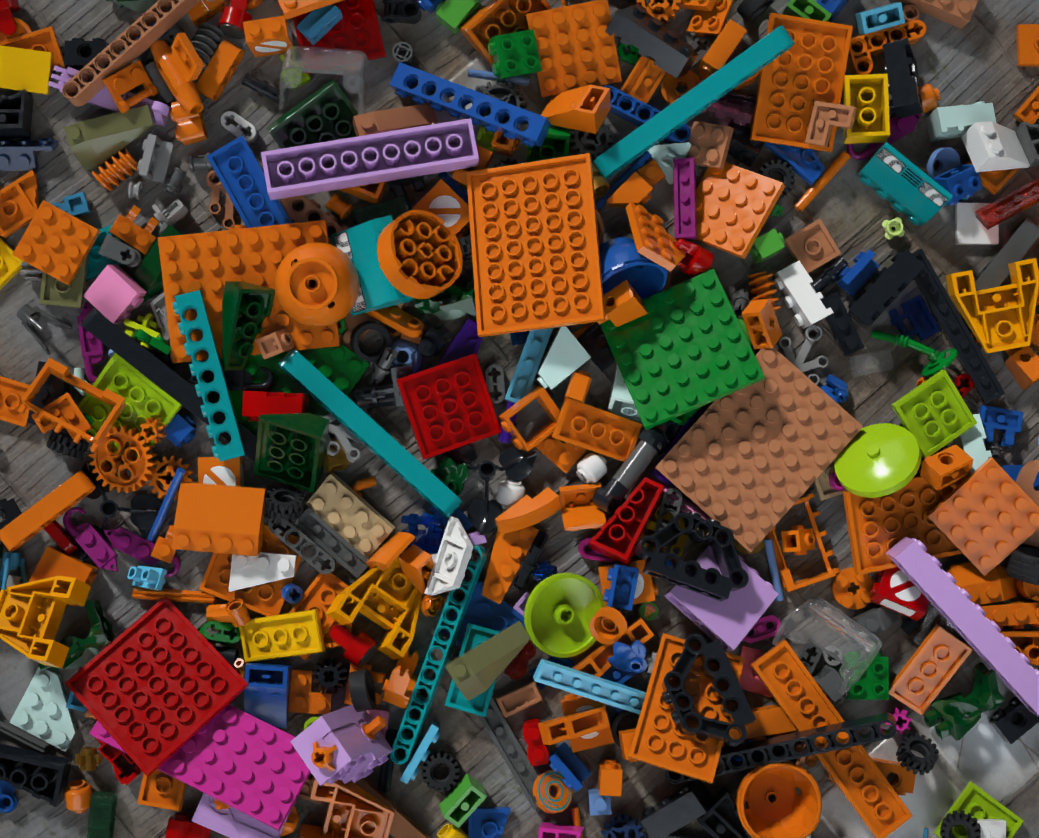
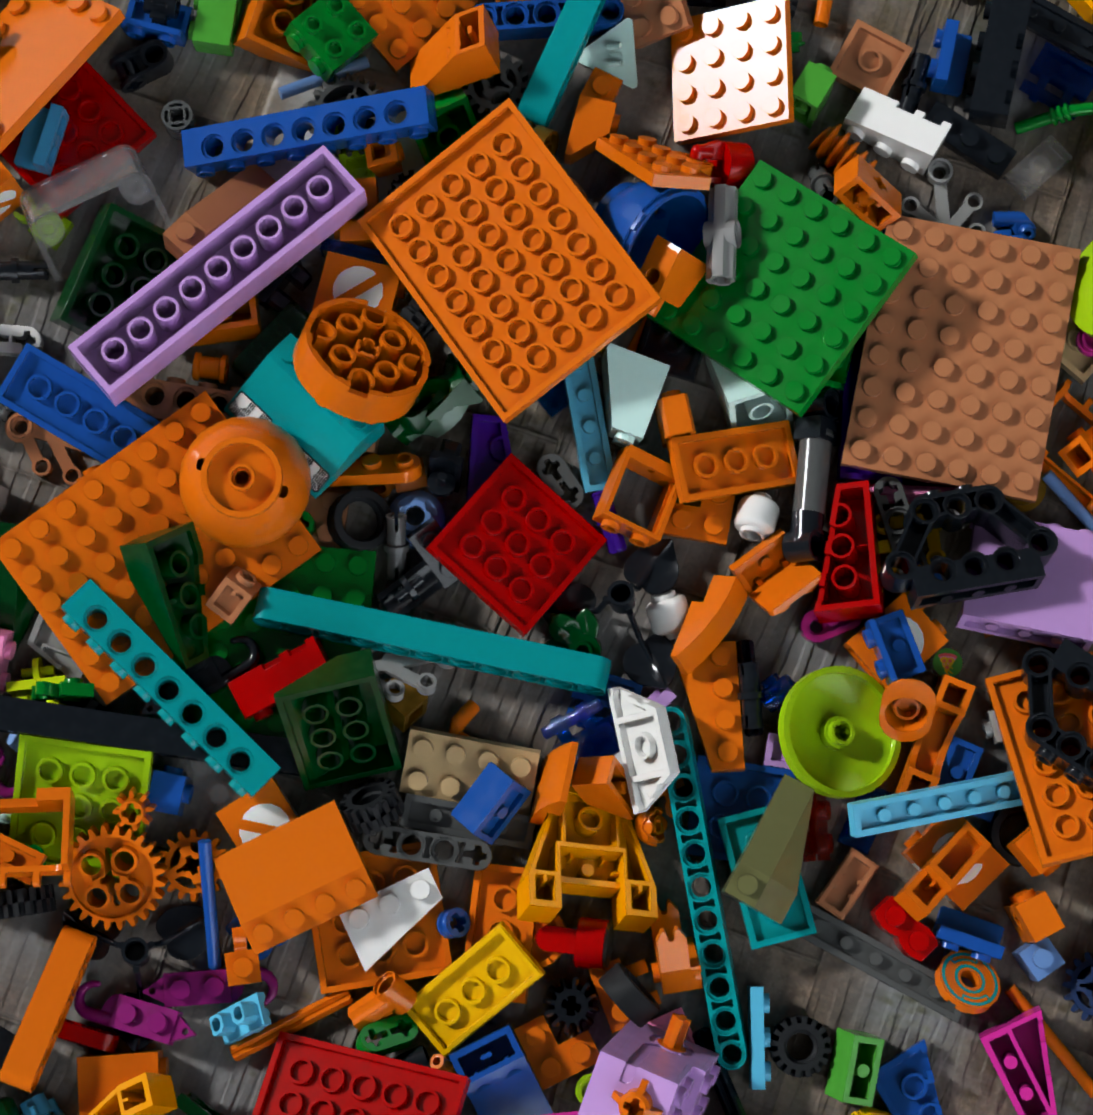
camera: 30 degrees left, 5 degrees down
(349, 541) = (490, 803): none -> blue panel
(626, 657) = (956, 736): blue plate -> none
(634, 167) = (570, 108): blue bar -> none
(664, 300) = (722, 235): none -> light grey piece
(685, 198) = (667, 92): magenta plate -> none

